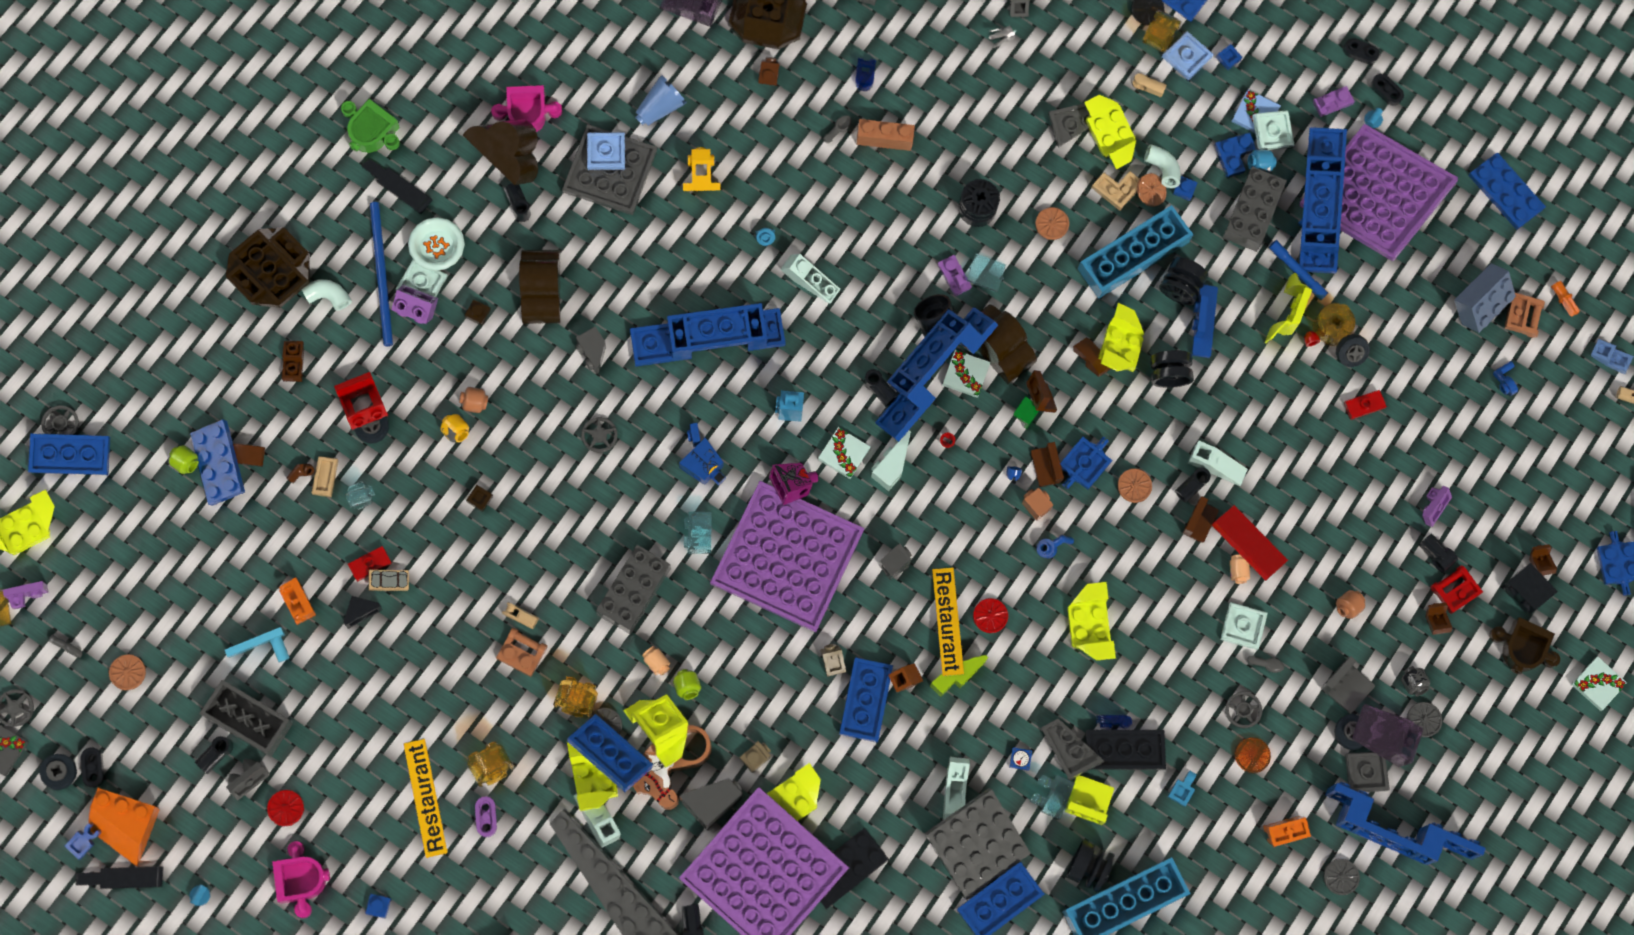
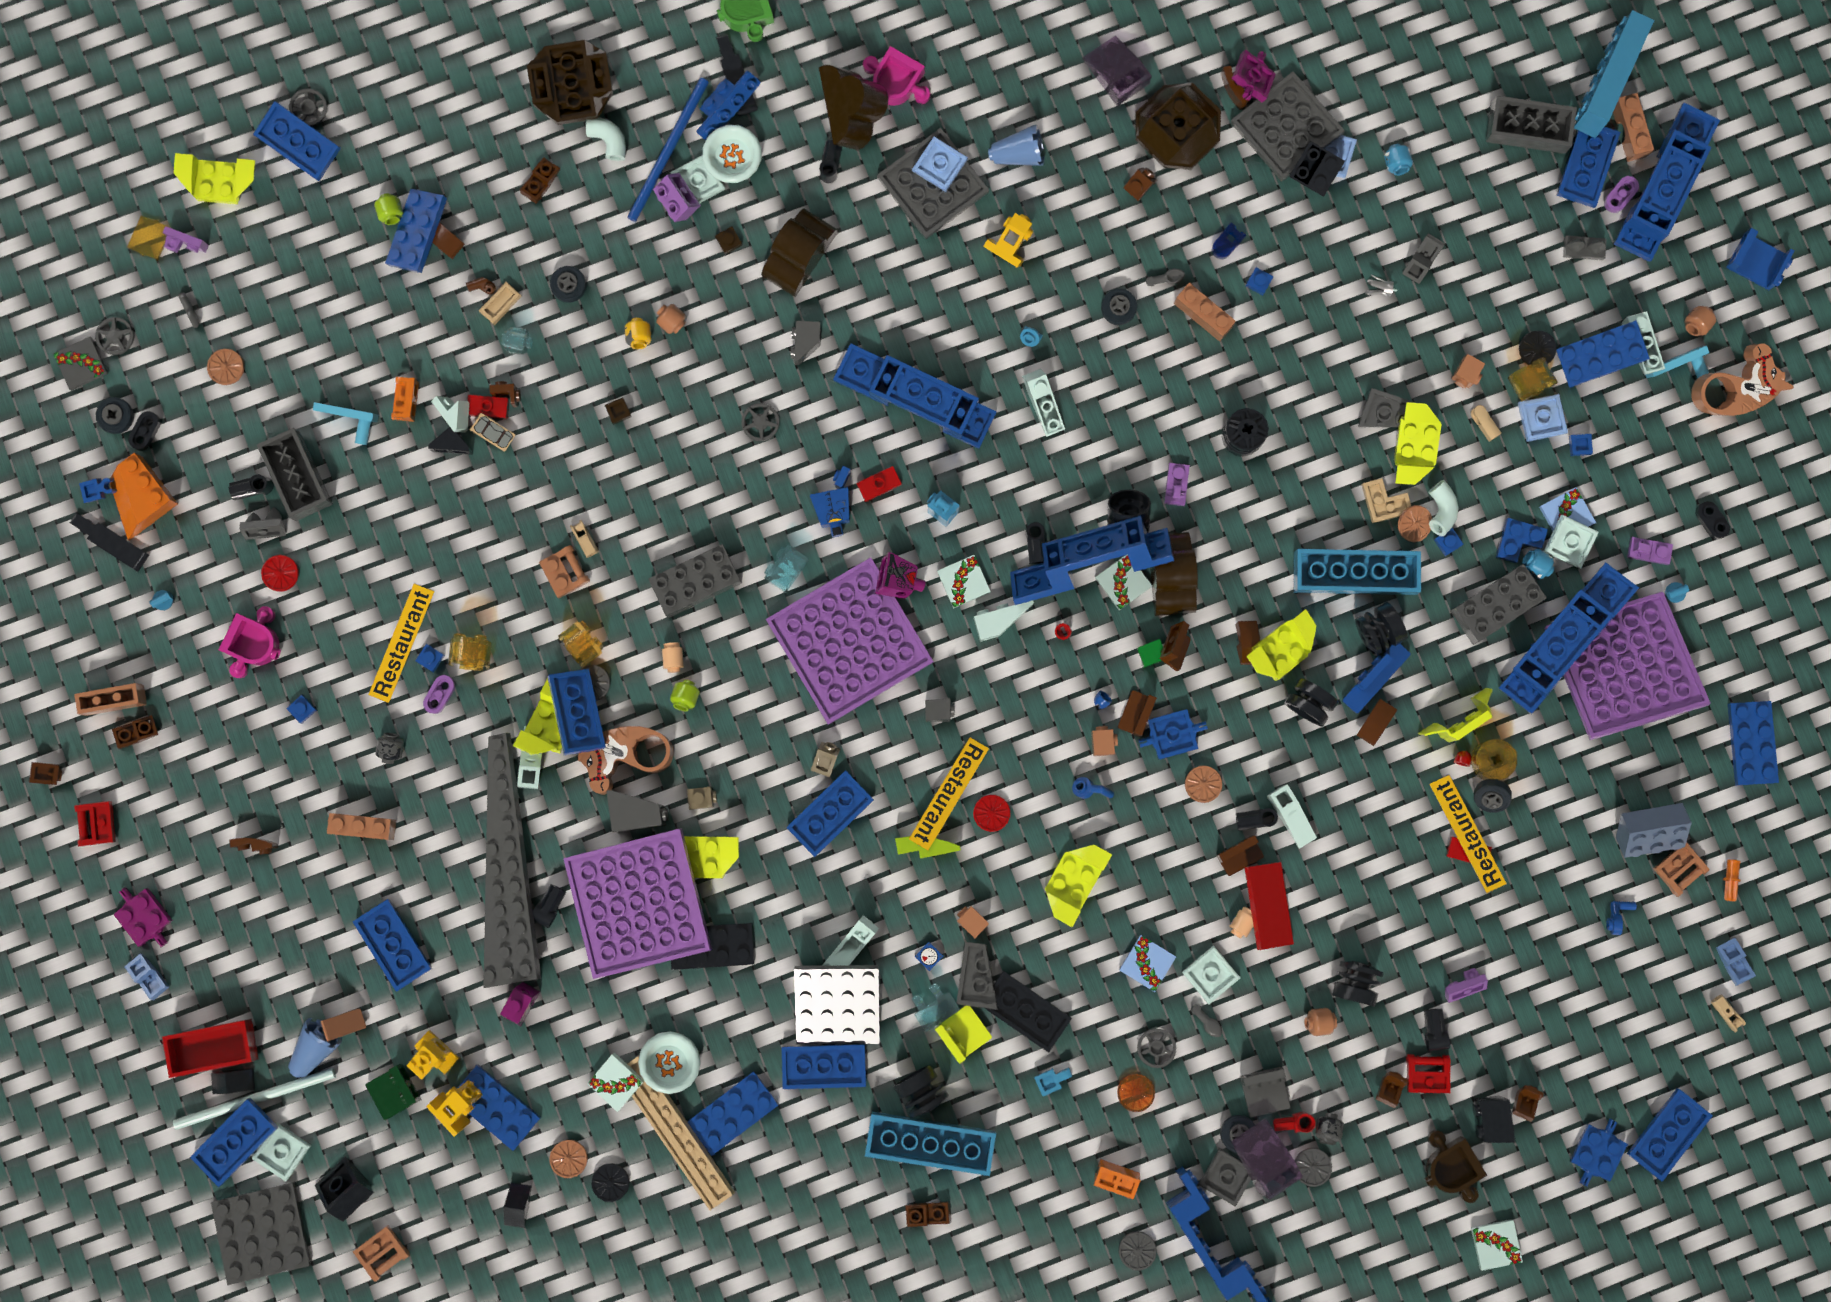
camera: 45 degrees right, 10 degrees up
(348, 585) = (454, 413): none -> light aqua slope
(355, 388) = (575, 240): red panel -> none
(375, 540) = (503, 389): none -> reddish brown bracket
(404, 208) = (726, 102): none -> blue bracket
(457, 793) = (430, 658): none -> blue plate
(474, 887) = (389, 747): none -> dark grey head
(662, 725) = (635, 719): neon yellow piece -> none
(726, 422) = (879, 484): none -> red plate
(817, 164) = (1121, 300): none -> black wheel
(905, 677) = (876, 818): dark orange brick -> none
(909, 87) = (1259, 281): none -> blue plate
(986, 272) = (1207, 501): clear light blue piece -> none
(1035, 707) = (971, 921): none -> nougat brick
(1052, 223) = (1301, 494): nougat wheel -> none
(1107, 721) = (1027, 976): clear blue plate -> none
(1110, 56) = (1468, 372): none -> nougat brick
(1190, 649) = (1147, 963): none -> light blue tile
(1229, 353) = (1376, 722): none -> reddish brown slope
(1283, 255) = (1501, 711): blue piece -> none
(1355, 391) = (1468, 834): none -> yellow sticker
(1357, 555) = (1357, 983): none -> black wheel
(1386, 694) = (1292, 1123): none -> red axle
(1389, 89) = (1710, 573): black plate -> none

